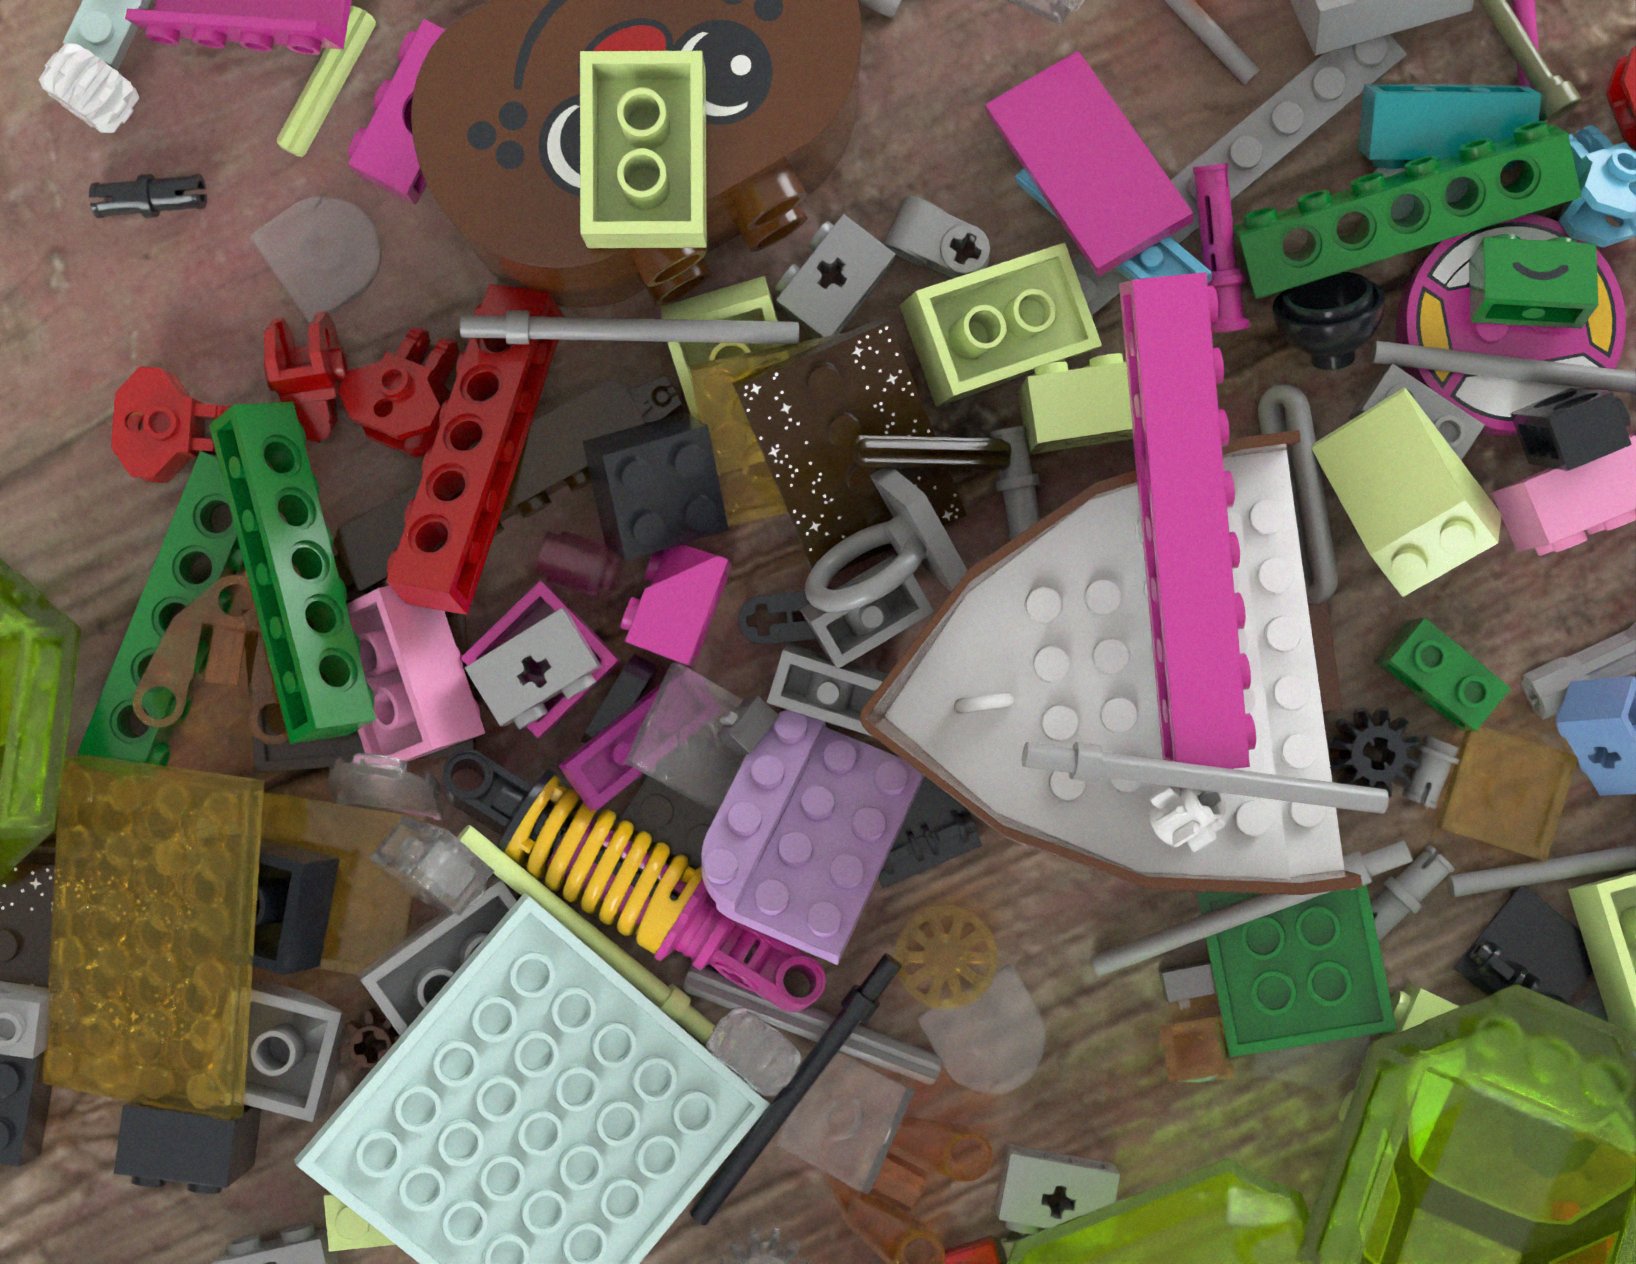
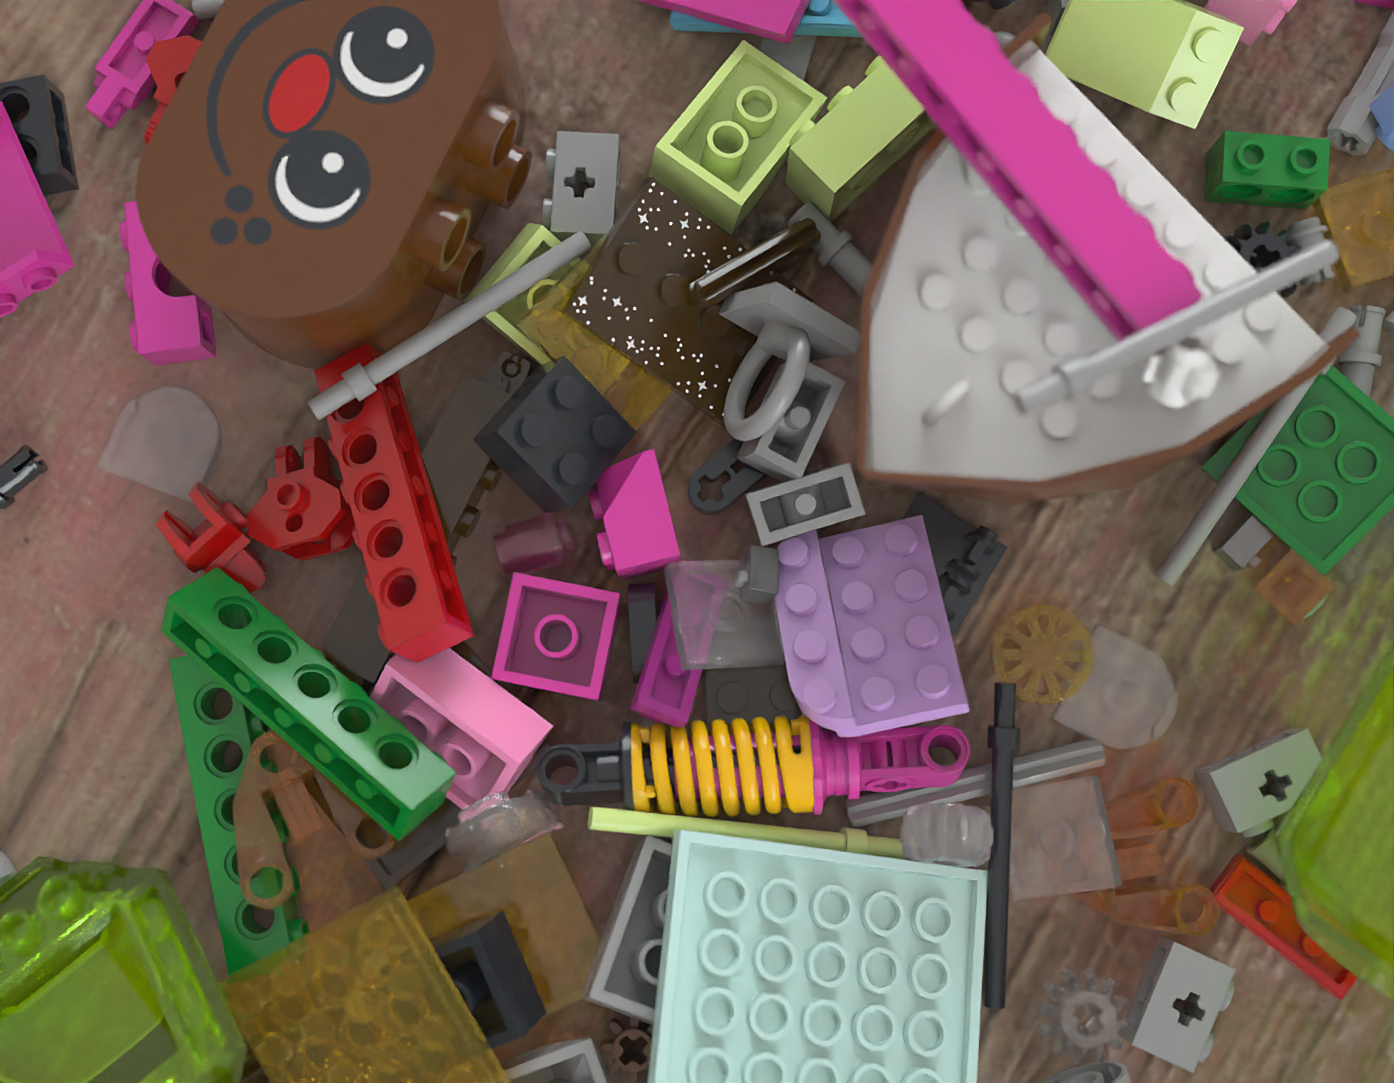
camera: 30 degrees left, 5 degrees down
(171, 425) = (125, 663): red hinge -> none
(325, 85) = (81, 311): yellowish green axle -> none
(432, 865) = (583, 862): clear brick -> none
(502, 670) = (532, 659): light grey brick -> none
(643, 149) = (363, 144): yellowish green brick -> none
(929, 234) = (639, 105): light grey piece -> none

